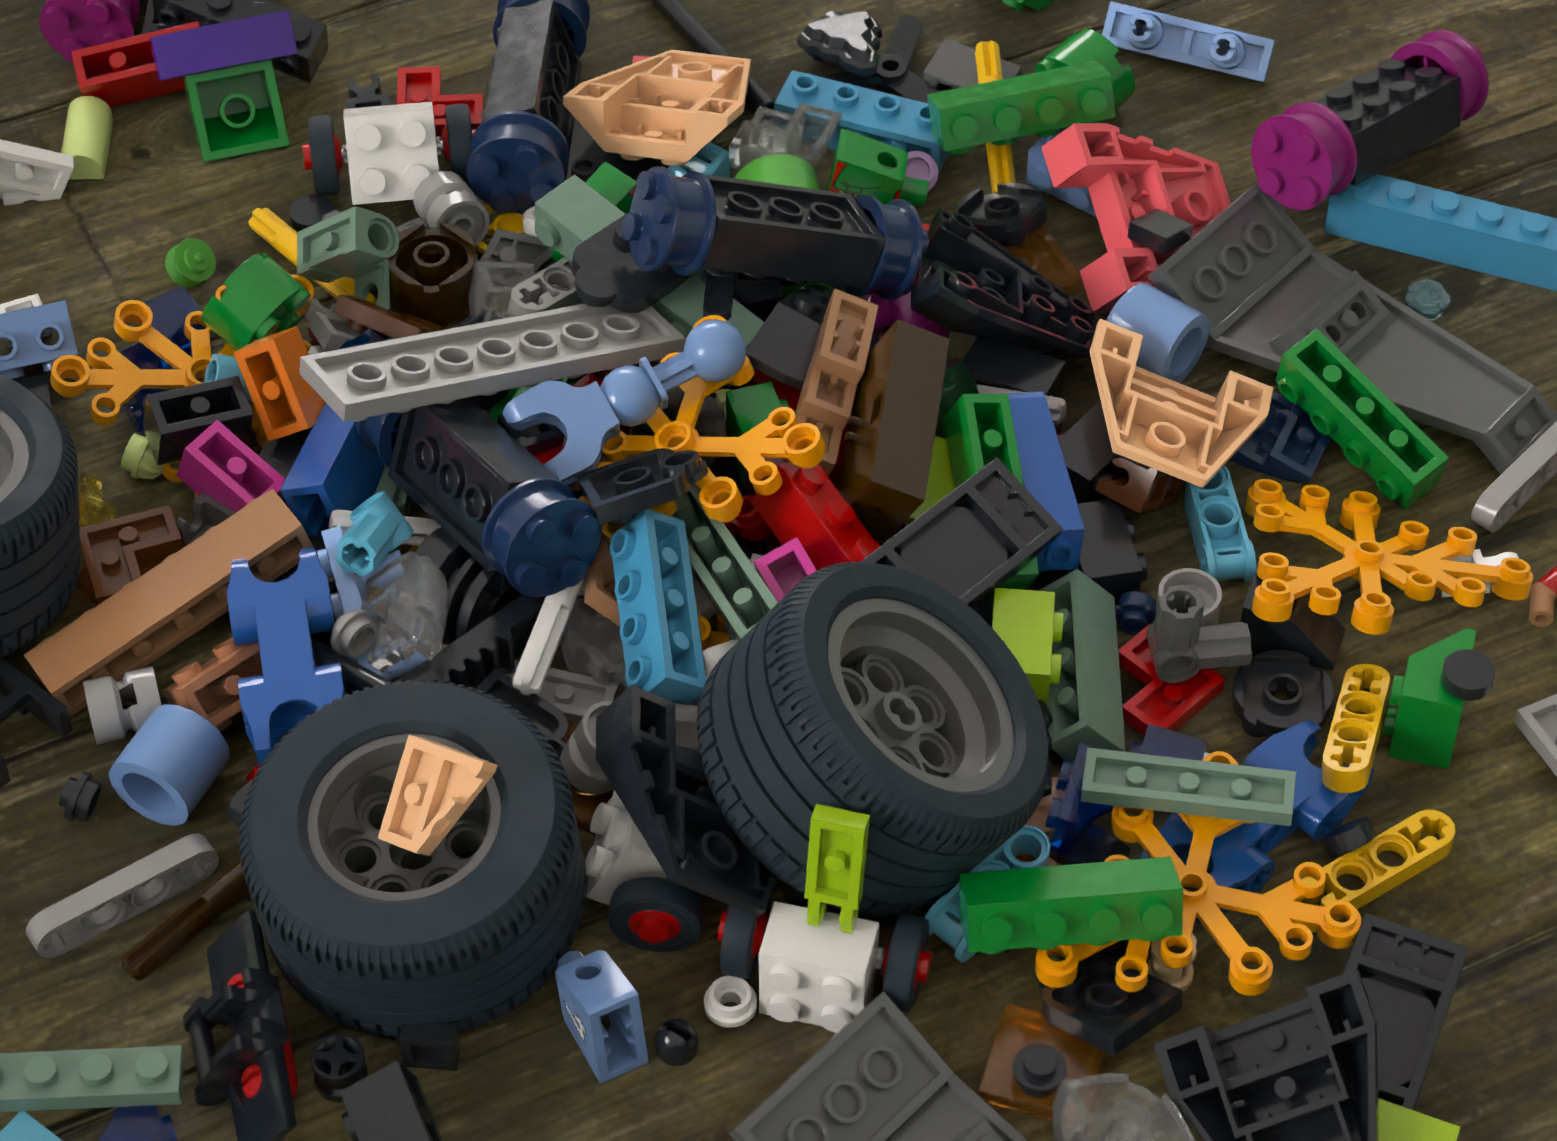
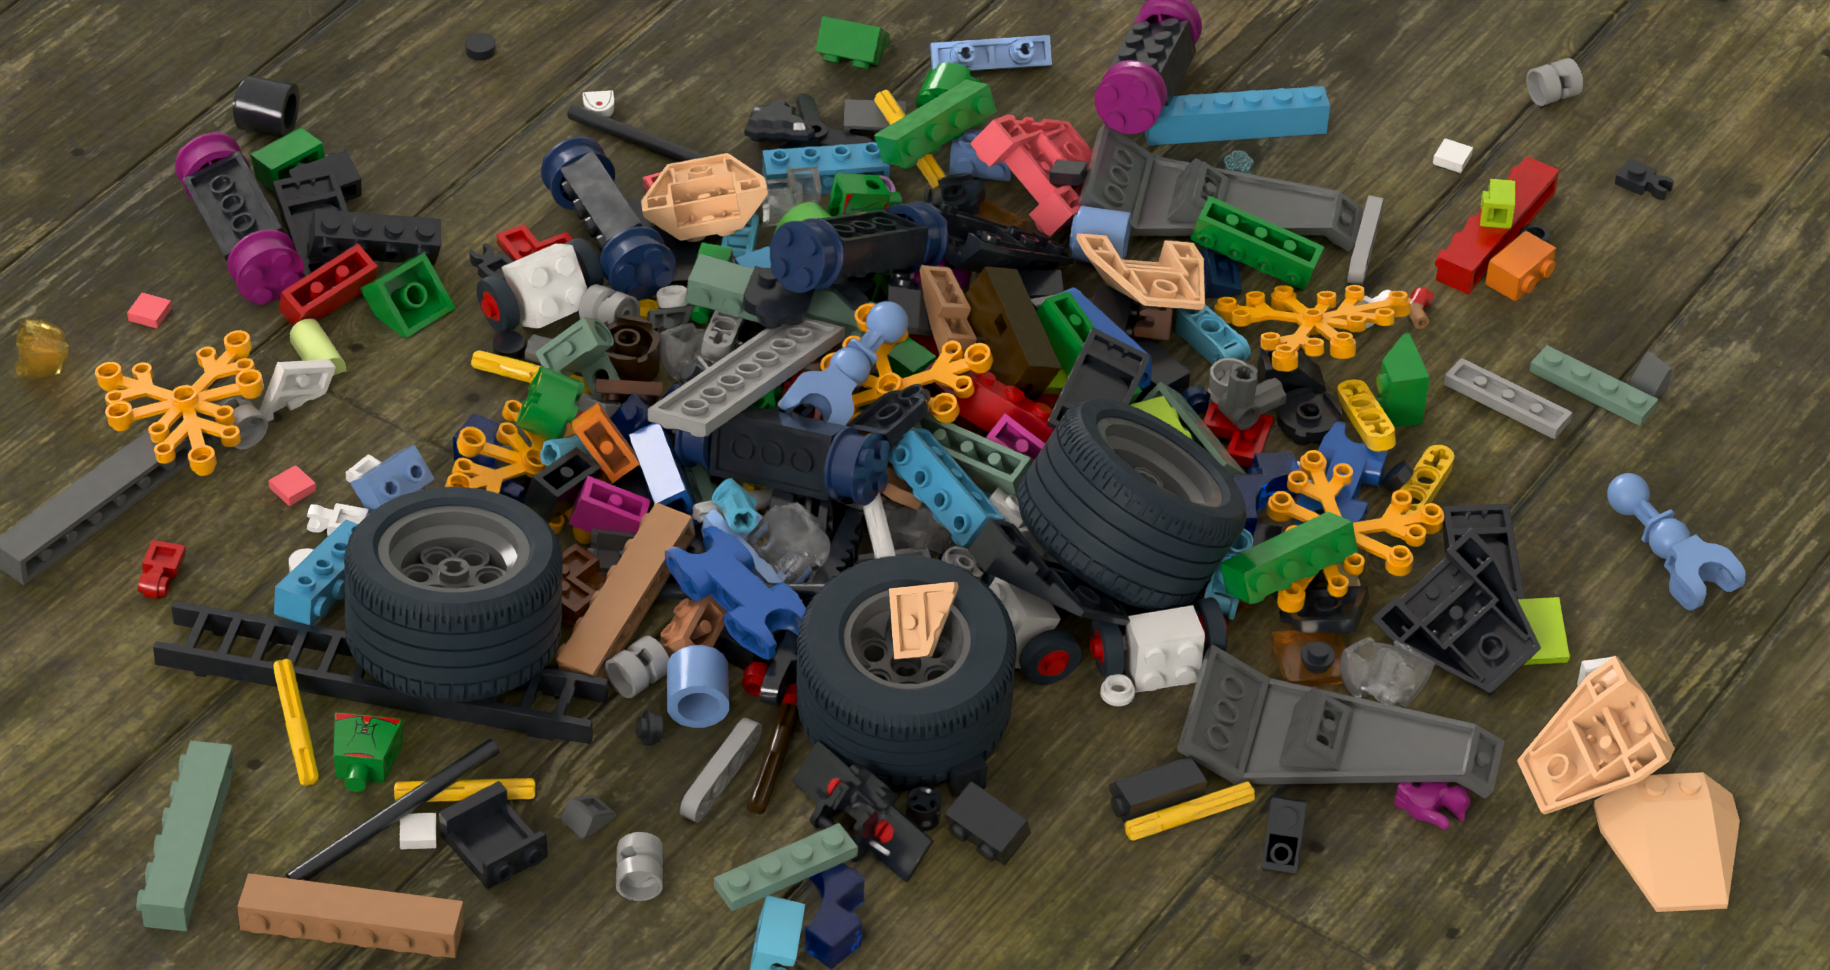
camera: 30 degrees left, 5 degrees down
(190, 262) = (457, 400): bright green wheel -> none
(223, 45) = (392, 252): dark purple slope -> none
(354, 634) = (767, 566): light grey plate -> none
(596, 988) = (1055, 719): medium blue torso -> none
(673, 1048) = (1101, 723): black hinge -> none
(836, 864) = (1169, 572): lime hinge -> none
(1188, 786) = (1309, 473): sand green plate -> none
(1467, 675) = (1423, 357): black tile -> none

